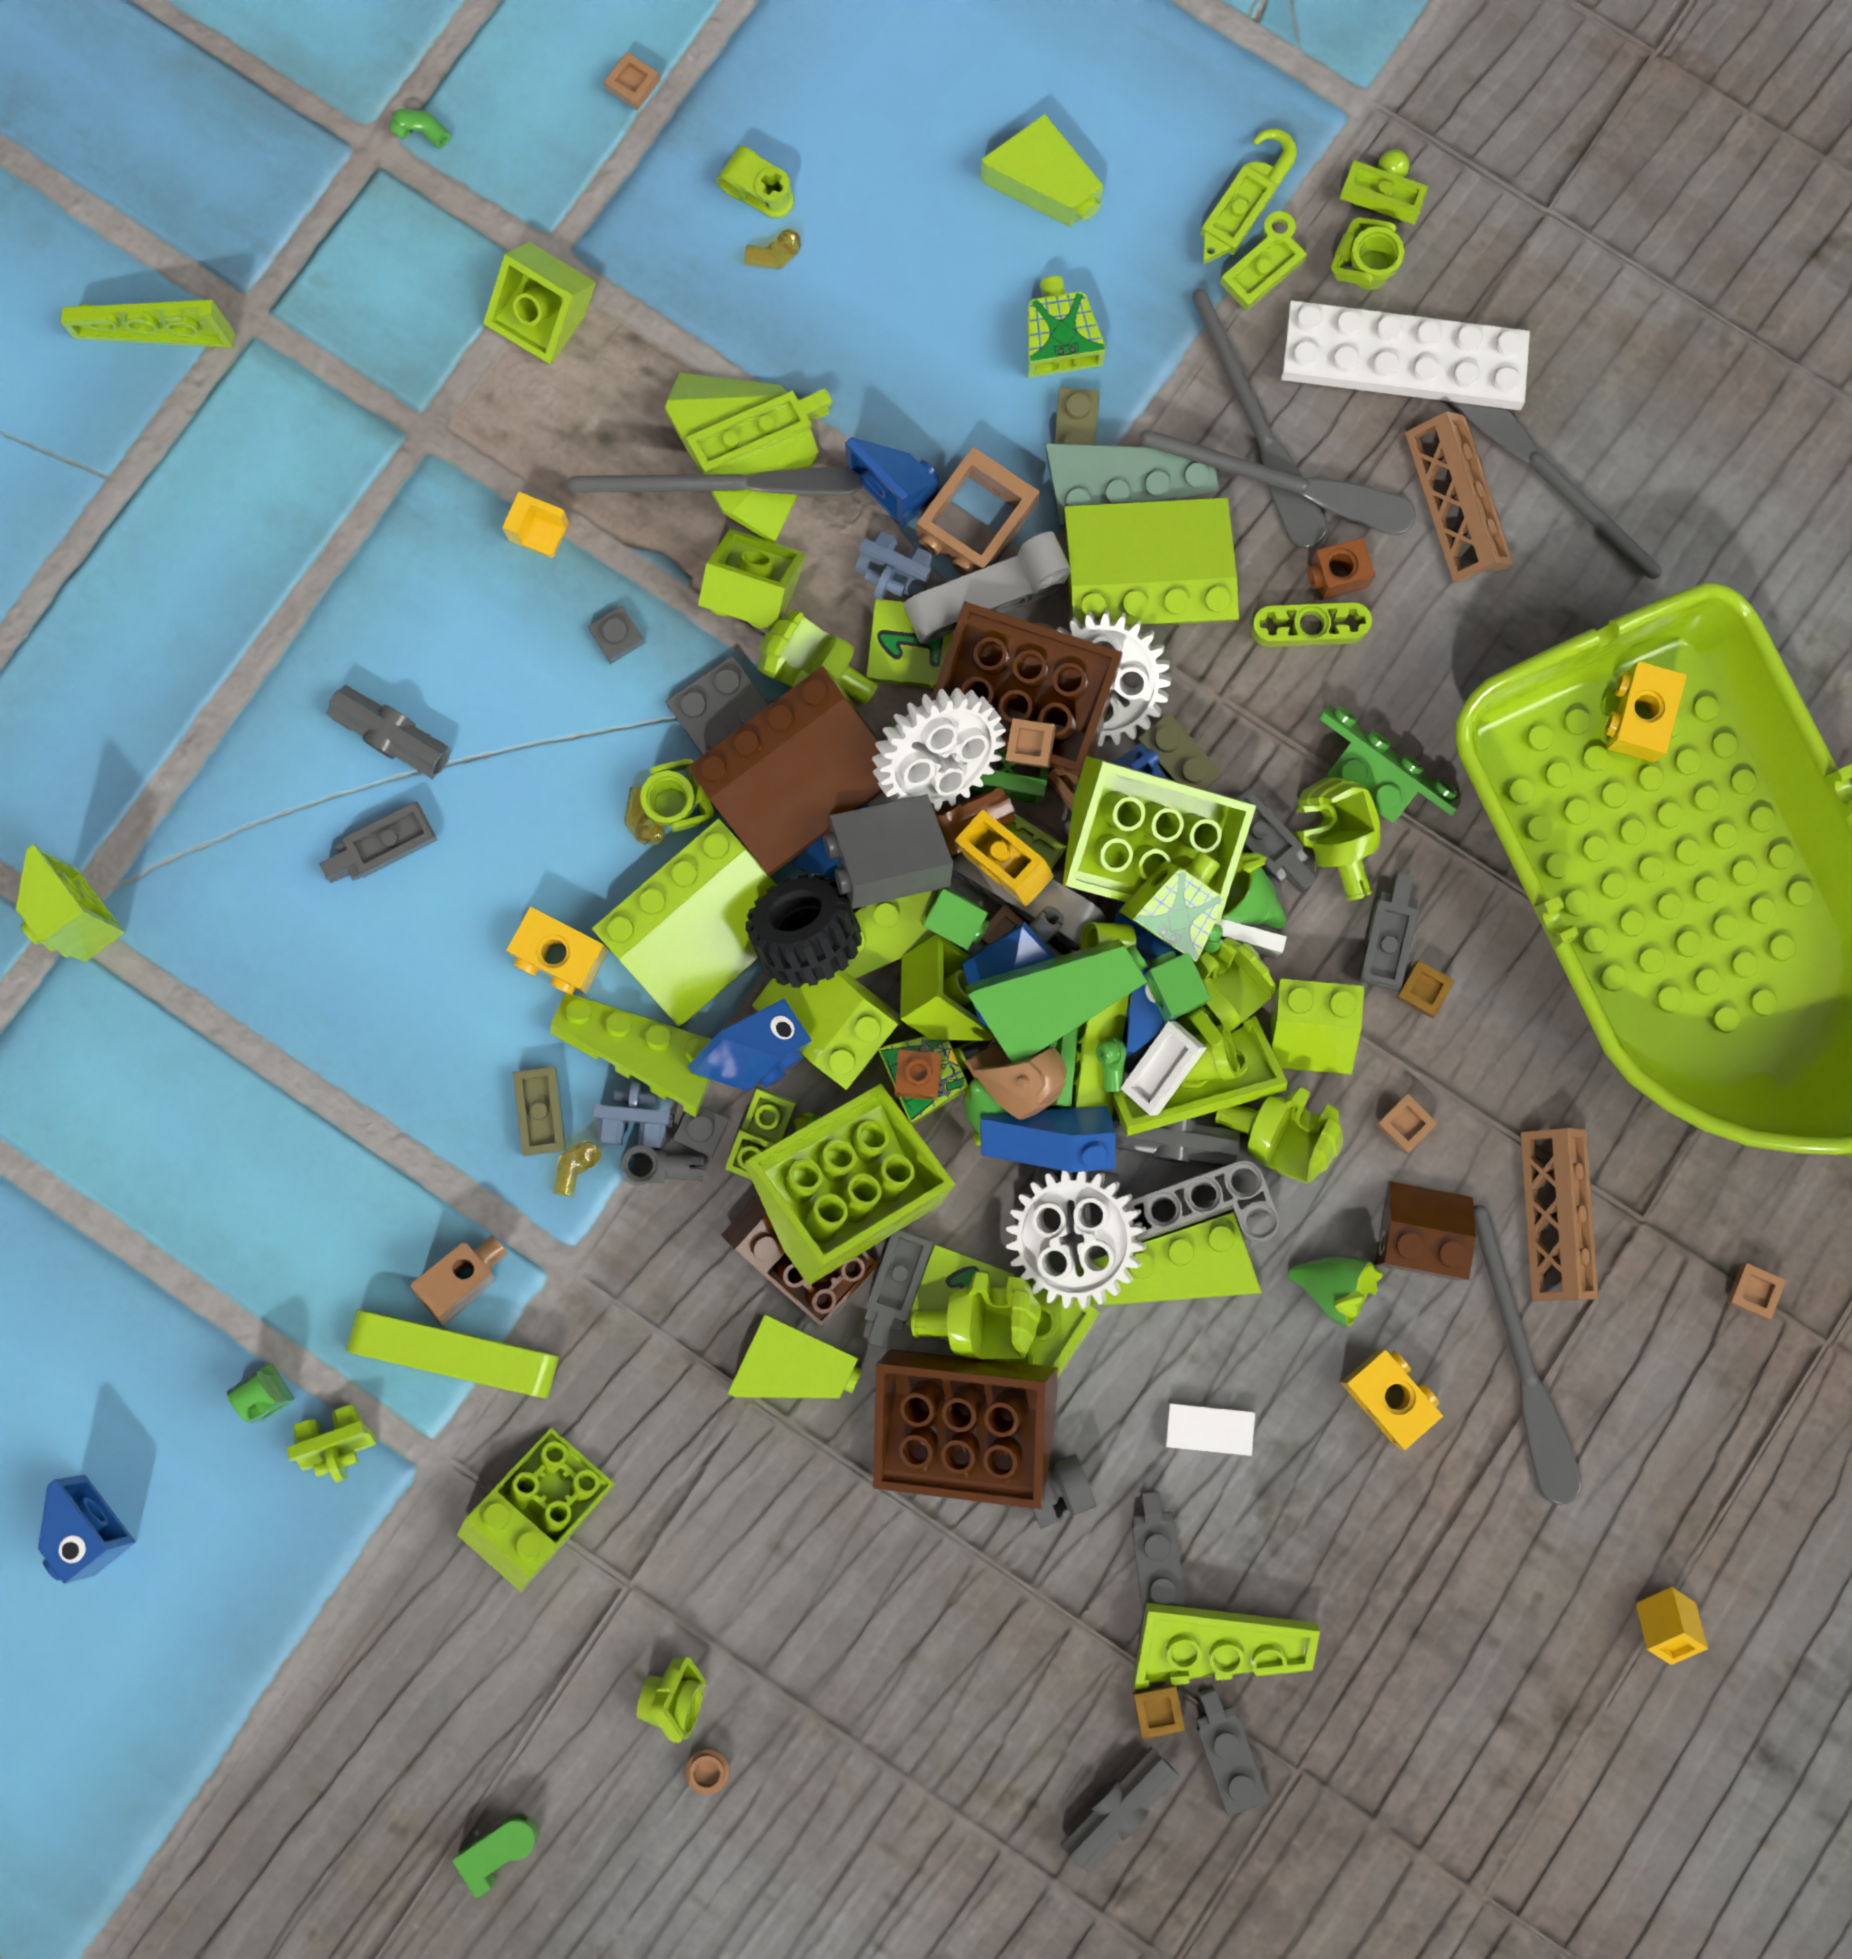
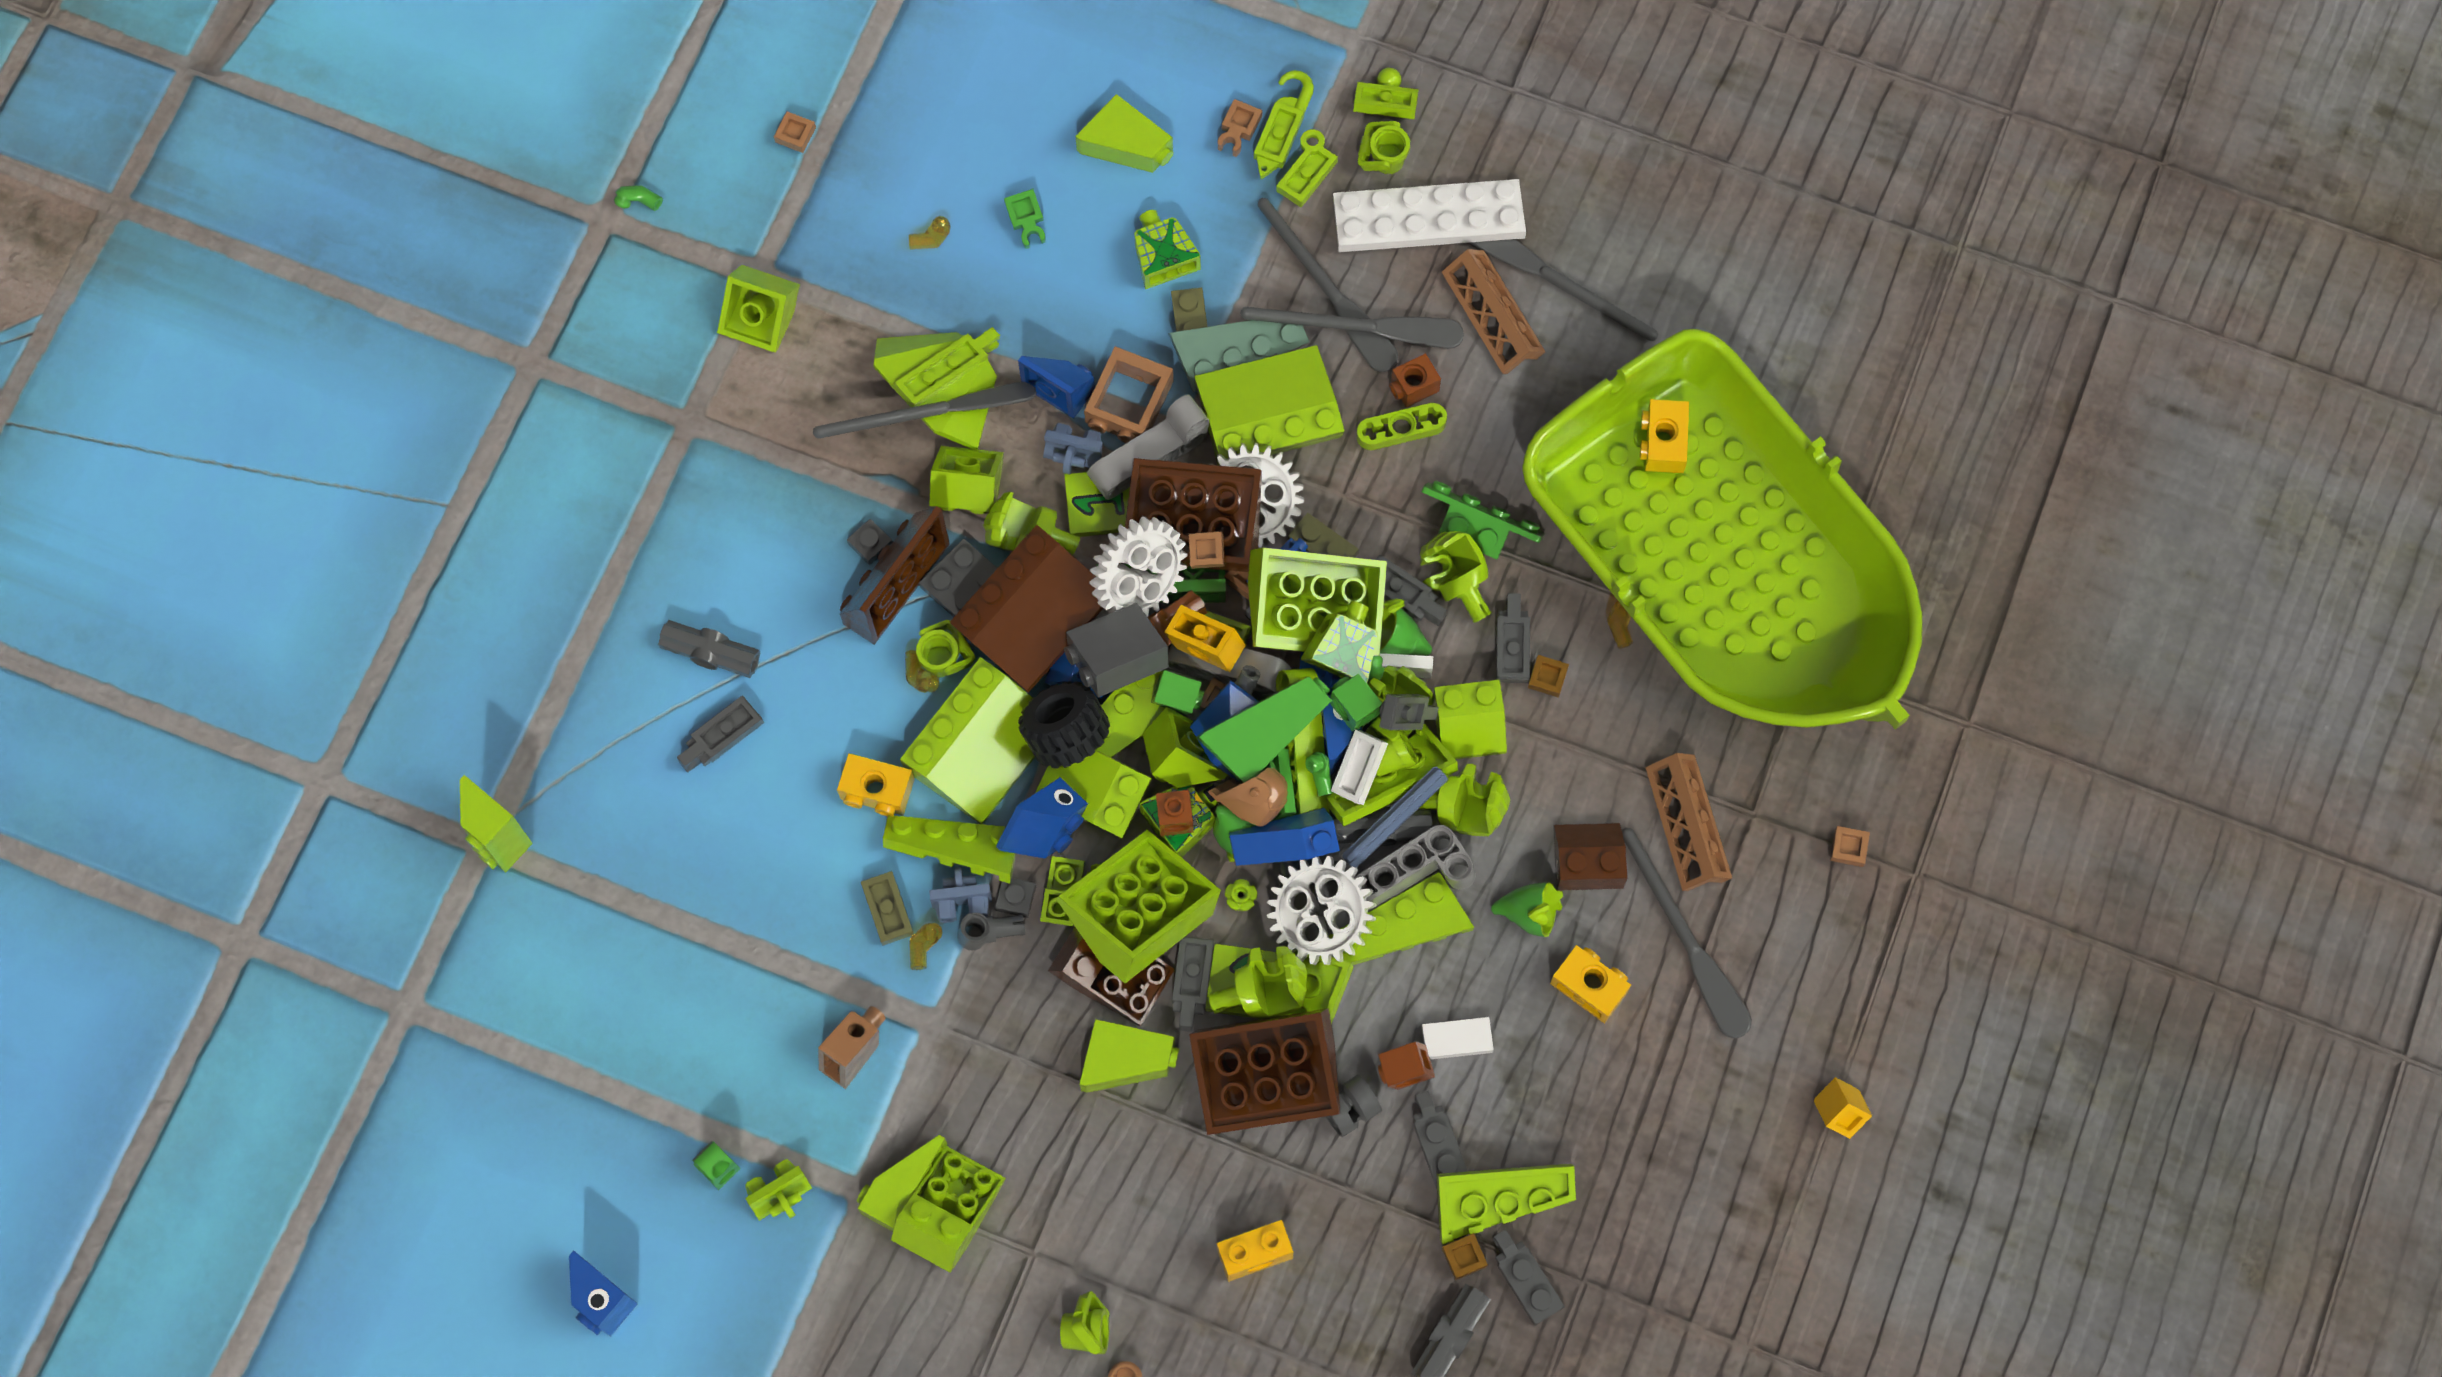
camera: 10 degrees left, 10 degrees down
(157, 323) = (466, 381): lime wing -> none
(452, 1353) = (858, 1104): lime beam -> none
(470, 1476) = (895, 1186): none -> lime slope
(535, 525) = (791, 472): yellow panel -> none
(637, 687) = (896, 574): none -> reddish brown slope
(753, 179) = (907, 187): lime piece -> none
(897, 248) = (1024, 214): none -> bright green plate
(900, 1649) = (1255, 1250): none -> yellow brick
(980, 1177) = (1244, 903): none -> lime plate
(1137, 1455) = (1405, 1066): none -> dark orange brick
(1191, 185) = (1239, 123): none -> medium nougat plate
(1194, 1137) = (1395, 817): none -> sand blue axle
(1237, 1012) = (1406, 712): none -> dark grey hinge
(1406, 1123) = (1556, 778): medium nougat plate -> none
(1527, 940) = (1618, 624): none -> clear yellow arm

